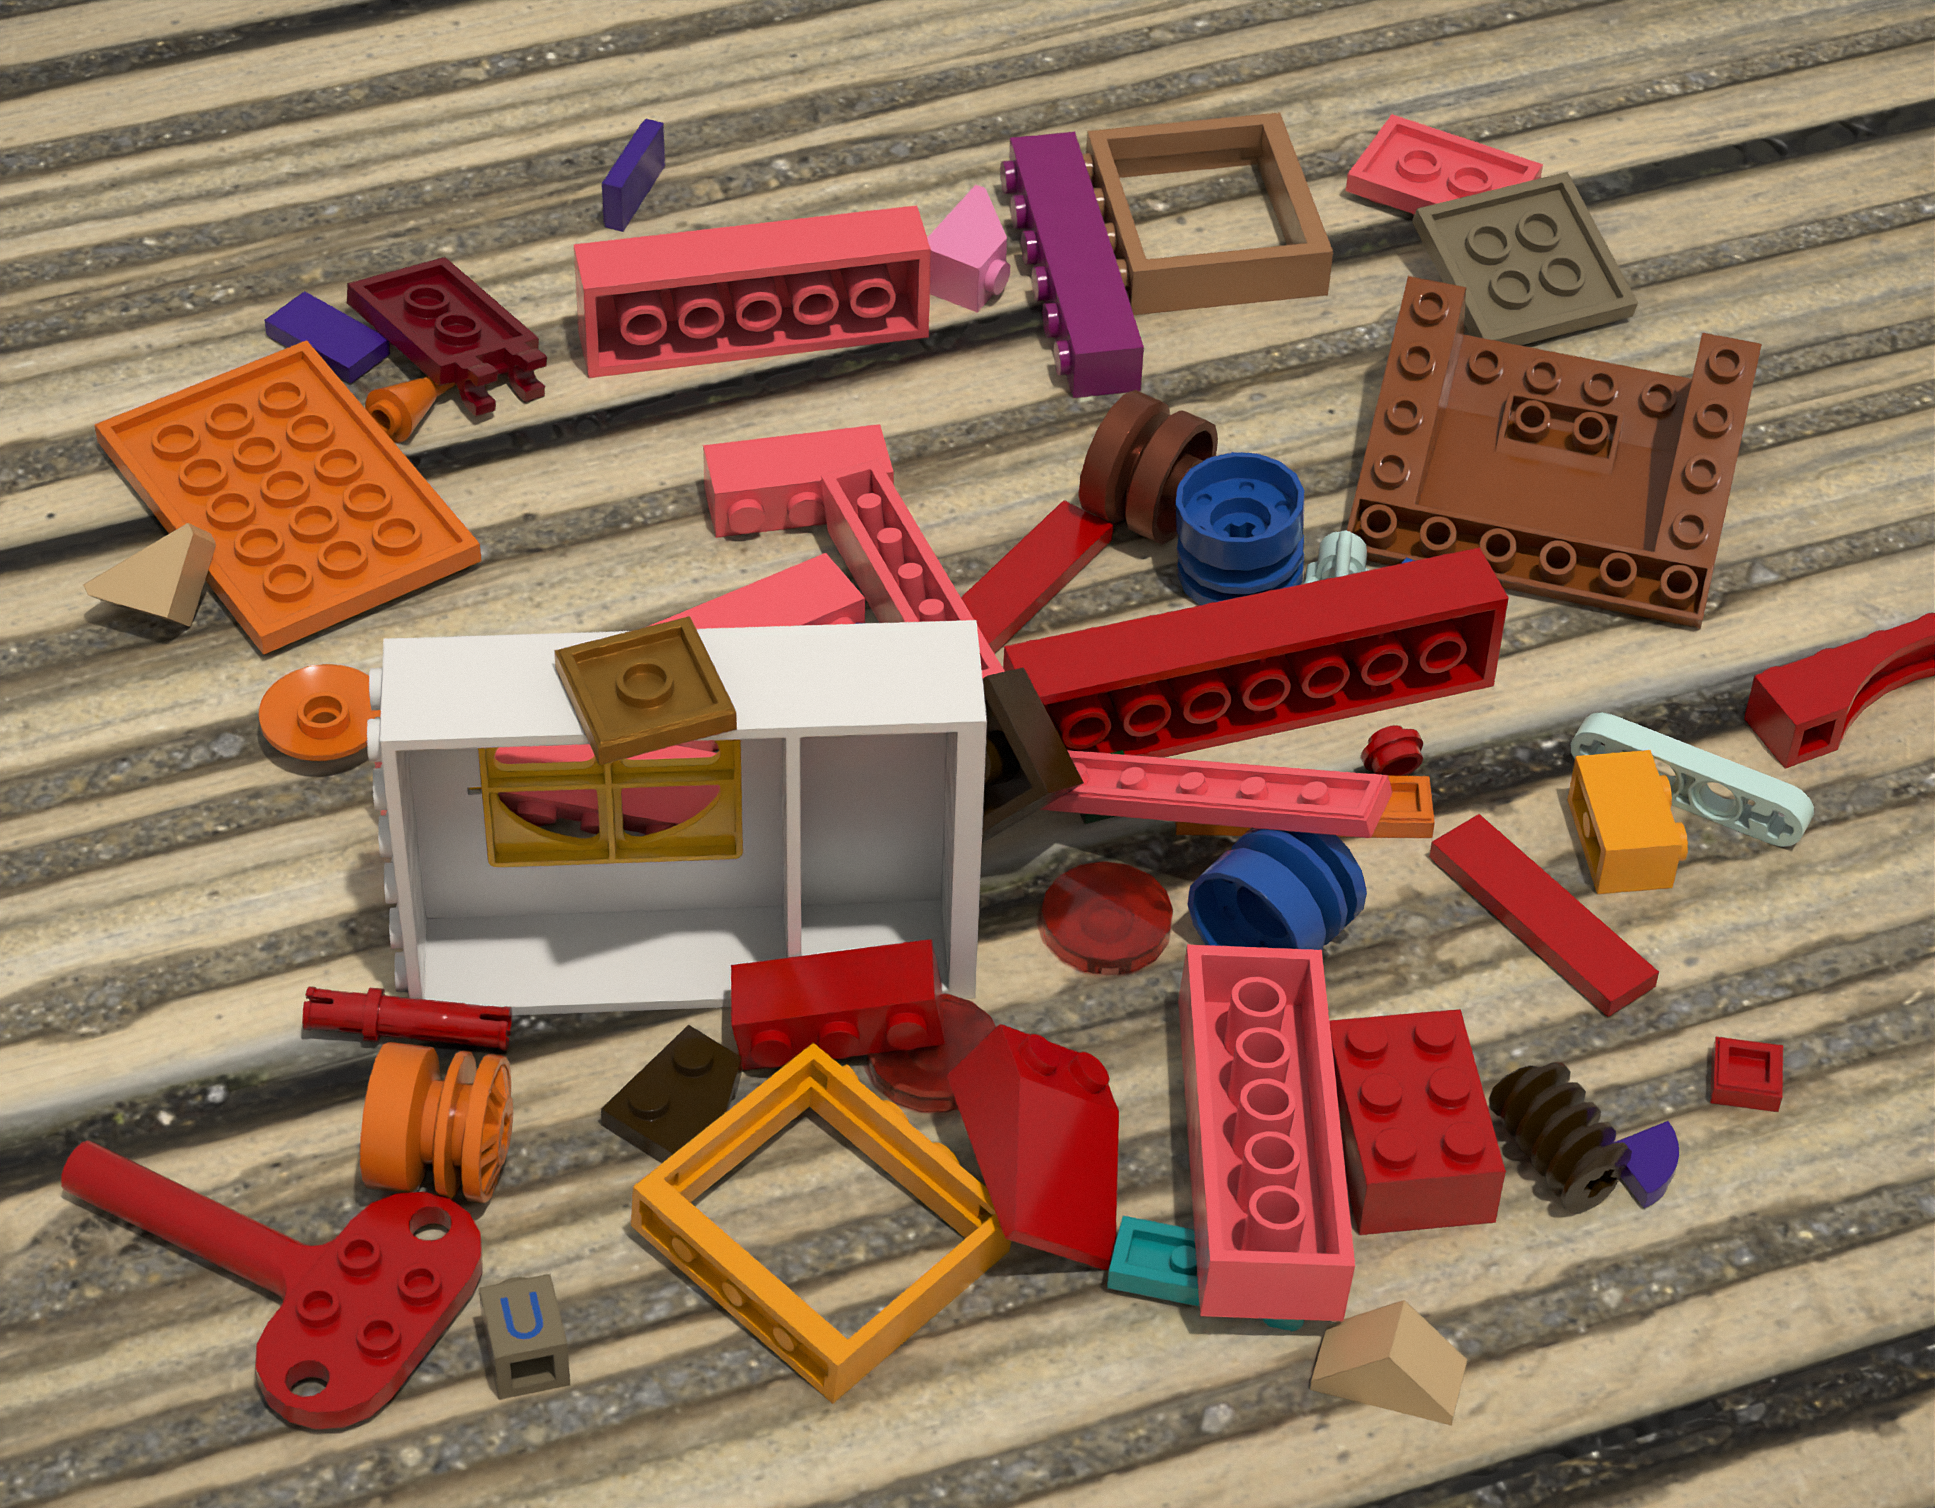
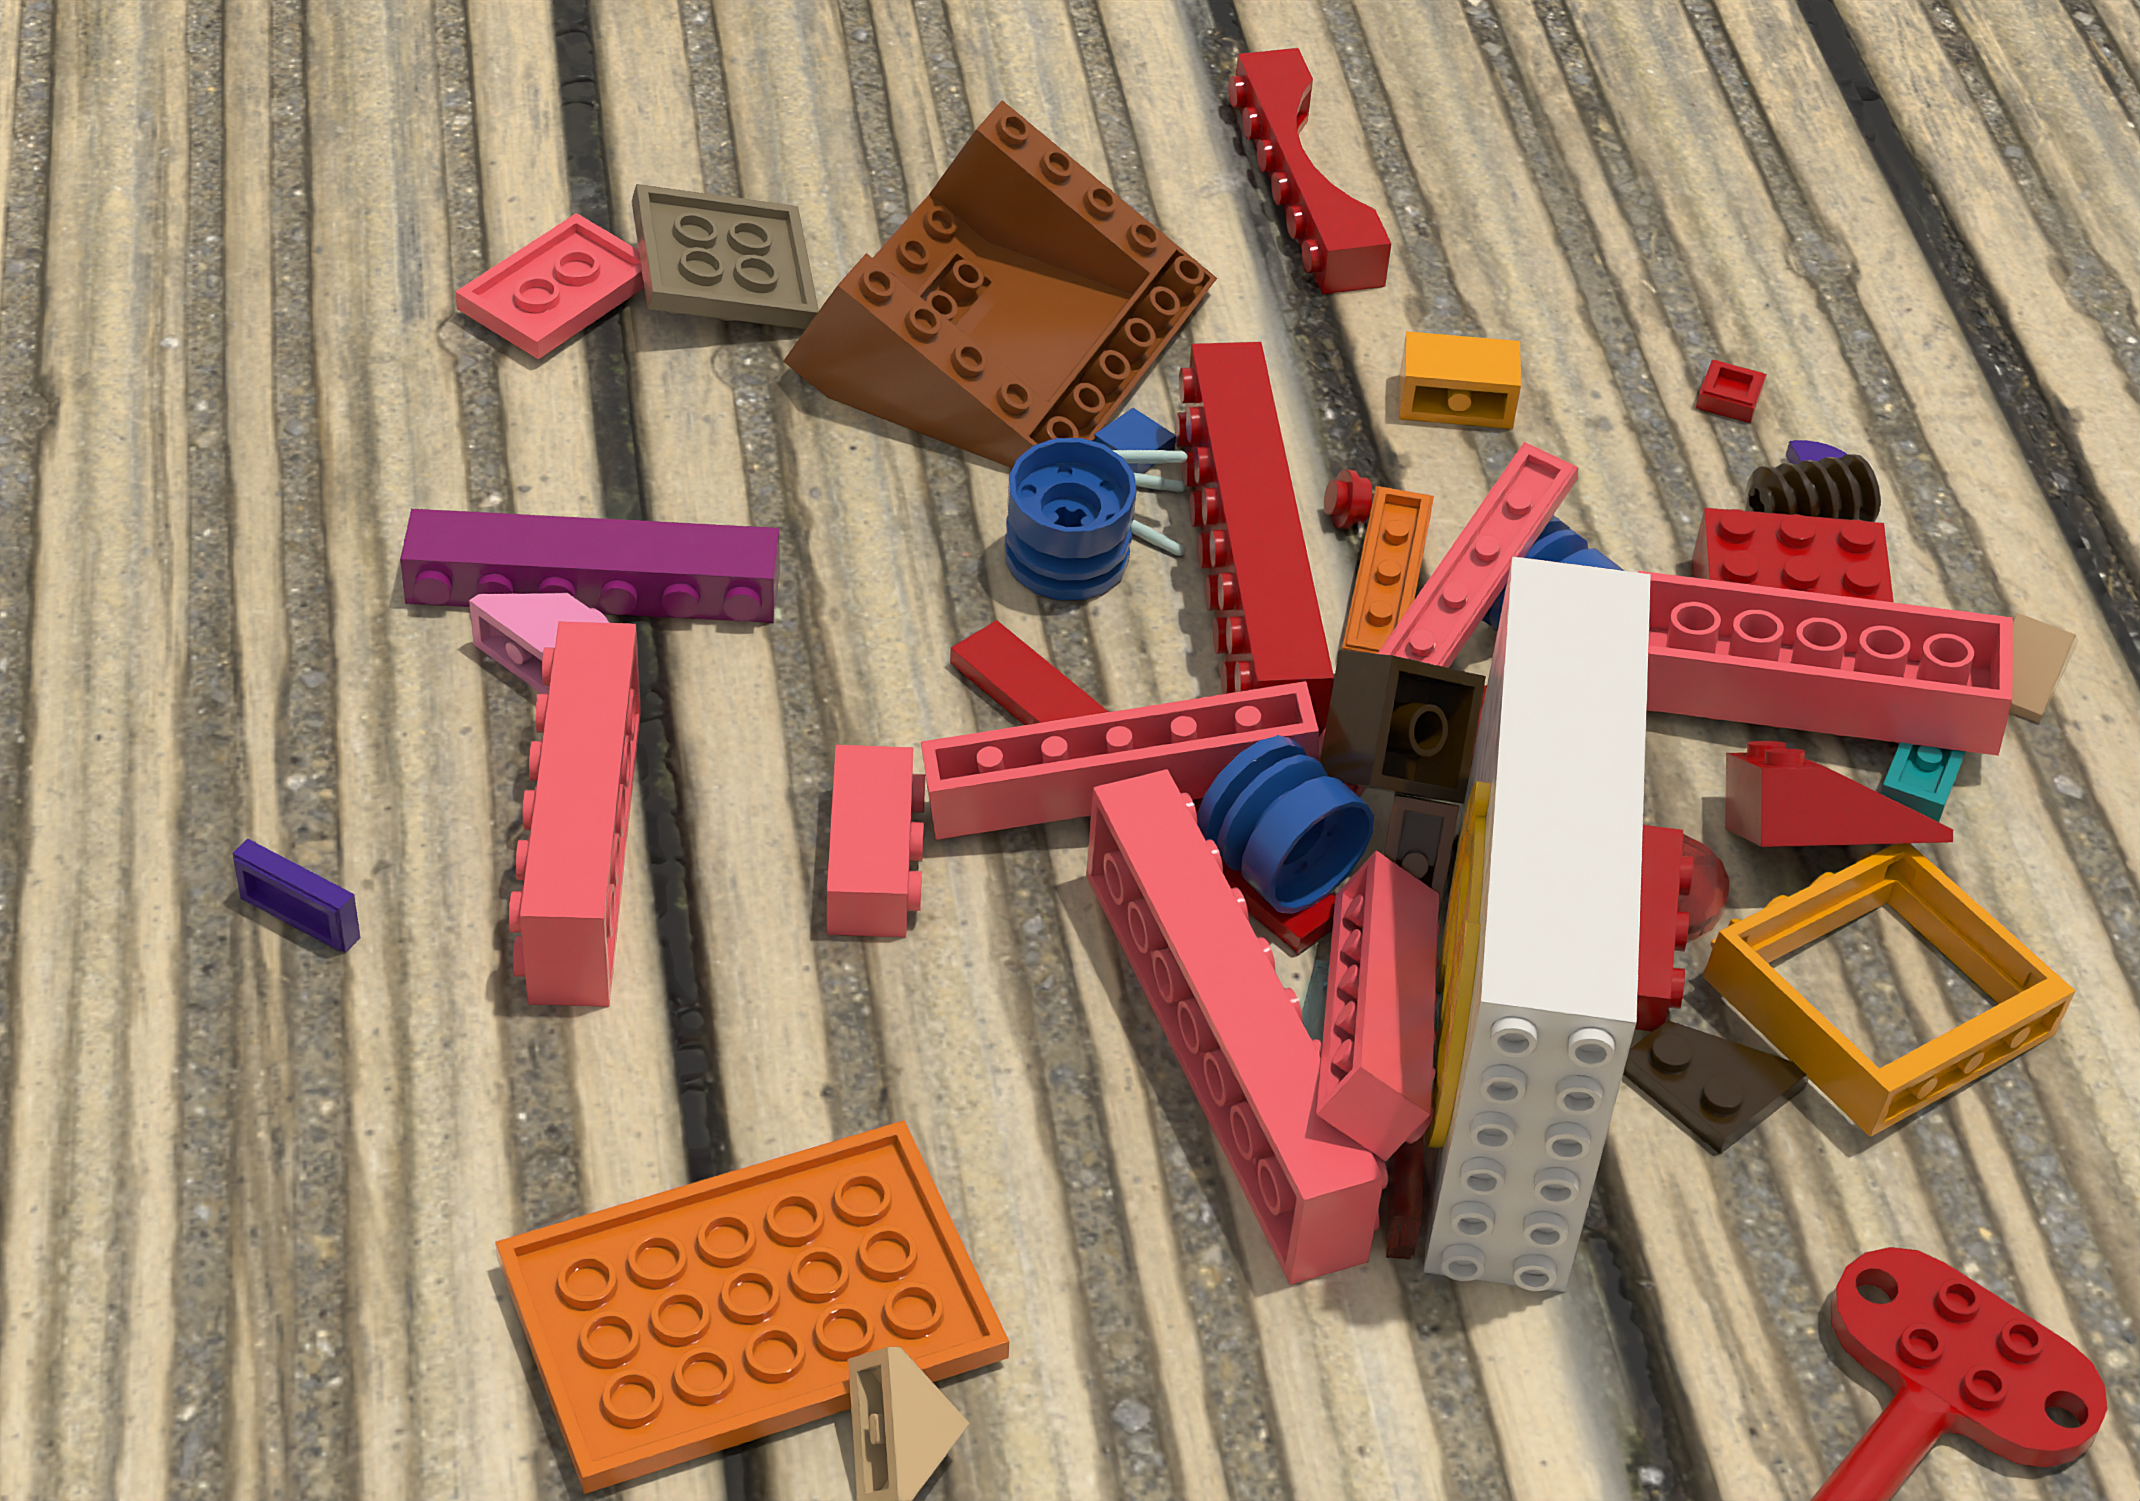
camera: 80 degrees left, 0 degrees up
(318, 712) = (1144, 1276): orange dish -> none
(338, 338) = (462, 1235): dark purple tile -> none
(403, 405) = (627, 1165): orange cone -> none
(407, 1018) = (1585, 1302): red pin -> none
(421, 1120) = (1778, 1248): orange wheel -> none
(451, 330) = (514, 1104): dark red tile -> none
(524, 1336) = (2008, 1232): dark tan brick -> none
(645, 690) = (1597, 799): pearl gold tile -> none
(1140, 461) = (965, 558): copper wheel -> none
(1213, 278) = (553, 394): medium nougat window -> none
(1544, 915) = (1589, 443): red tile -> none
(1697, 768) = (1436, 310): light aqua beam -> none

